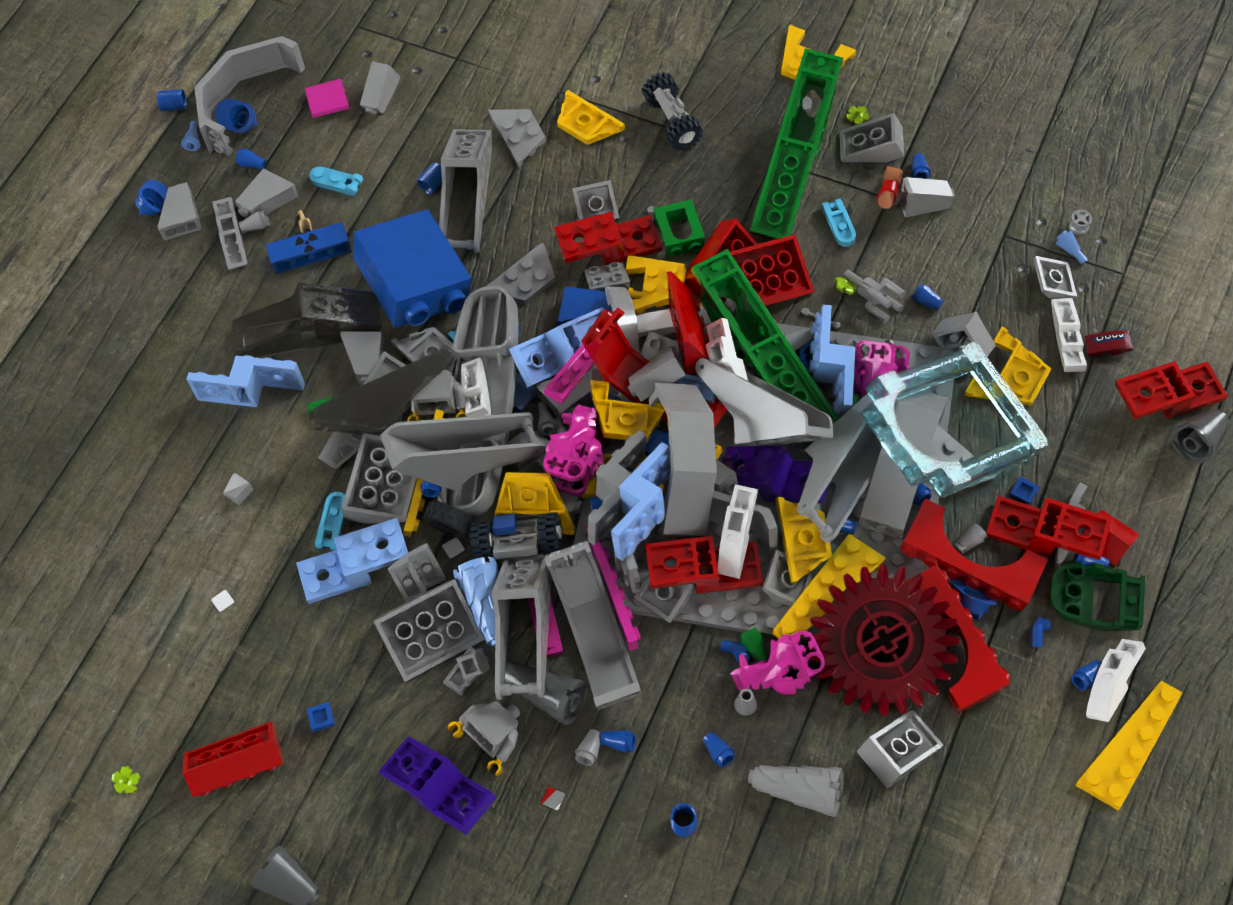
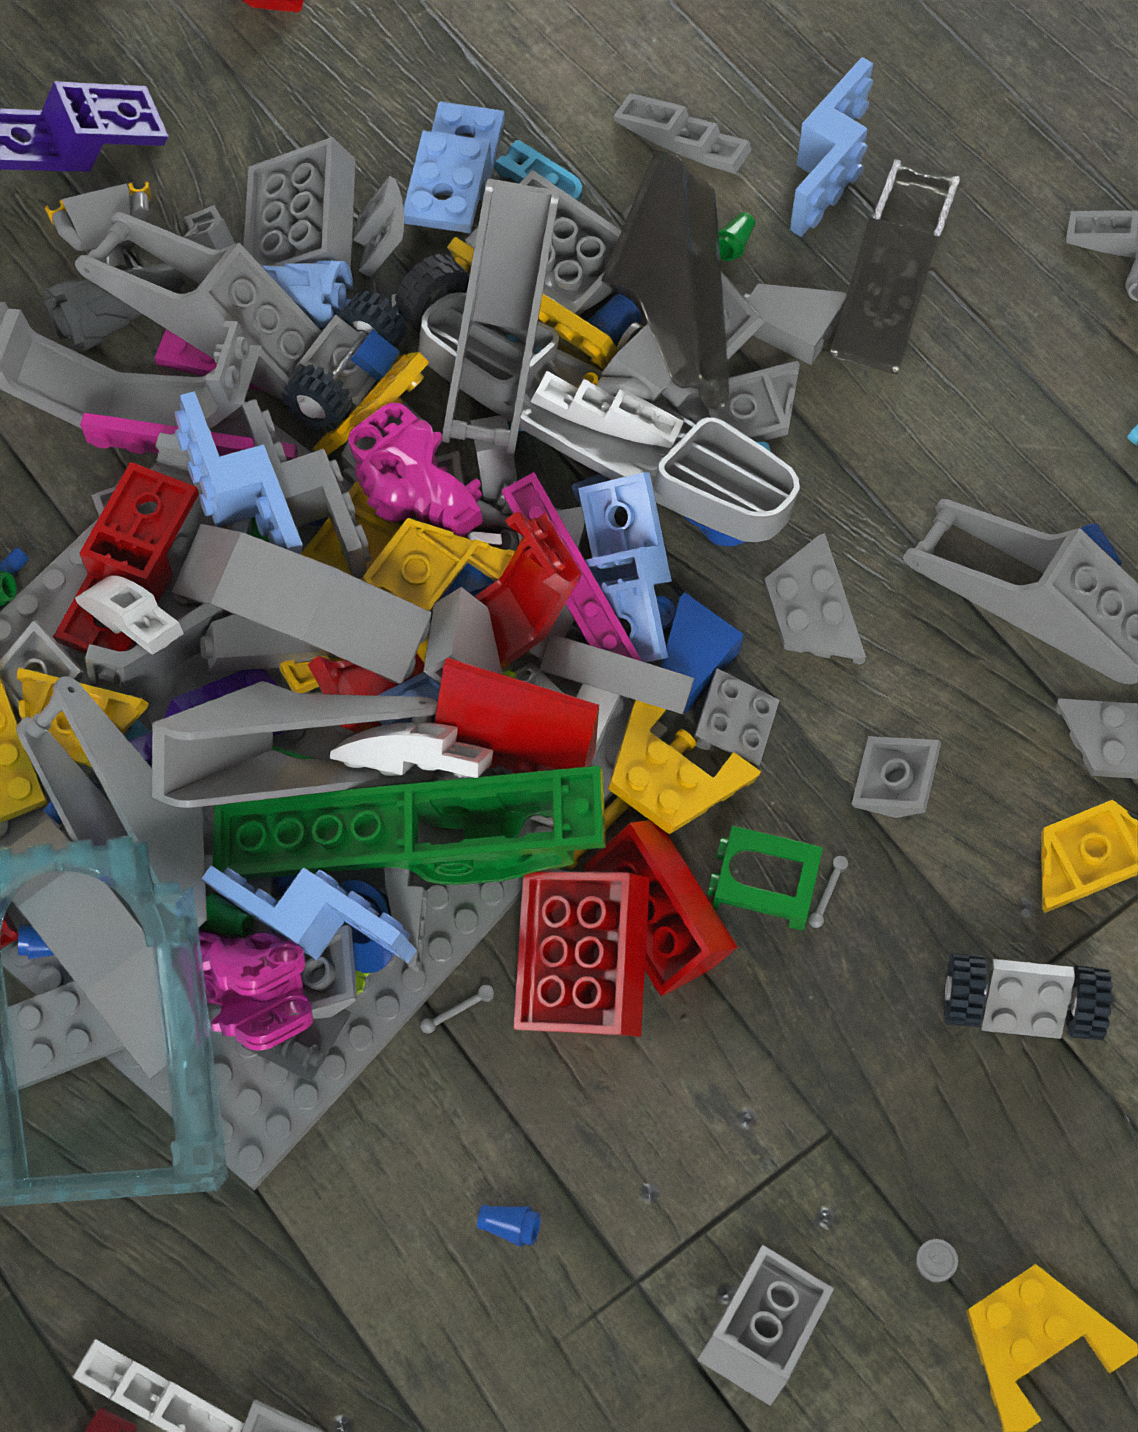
camera: 115 degrees right, 5 degrees up
(222, 600) = (510, 19): white sticker -> none
(237, 489) = (667, 87): light grey slope -> none
(266, 466) = (684, 135): none -> light grey slope
(304, 223) = (1105, 340): tan hand -> none
(308, 248) = (1047, 326): blue brick -> none
(320, 717) = (263, 56): blue plate -> none
(411, 268) = (900, 424): blue brick -> none
(424, 413) = (629, 334): none -> light grey piece
(607, 238) = (806, 745): red bracket -> none
(796, 146) = (785, 1126): green piece -> none
(839, 222) = (626, 1154): medium azure plate -> none
(845, 285) = (491, 1083): lime plant -> none
(857, 115) = (852, 1347): lime plant -> none
(876, 294) = (440, 1117): light grey plant -> none
(889, 188) = (640, 1283): nougat piece -> none
(898, 244) = (511, 1223): none -> blue cone
(920, 167) = (658, 1376): blue cone -> none
(925, 196) = (581, 1336): light grey slope -> none
(927, 297) = (382, 1204): blue cone -> none
(963, 330) = (255, 1202): light grey brick -> none
(1022, 373) = (134, 1260): yellow wing -> none

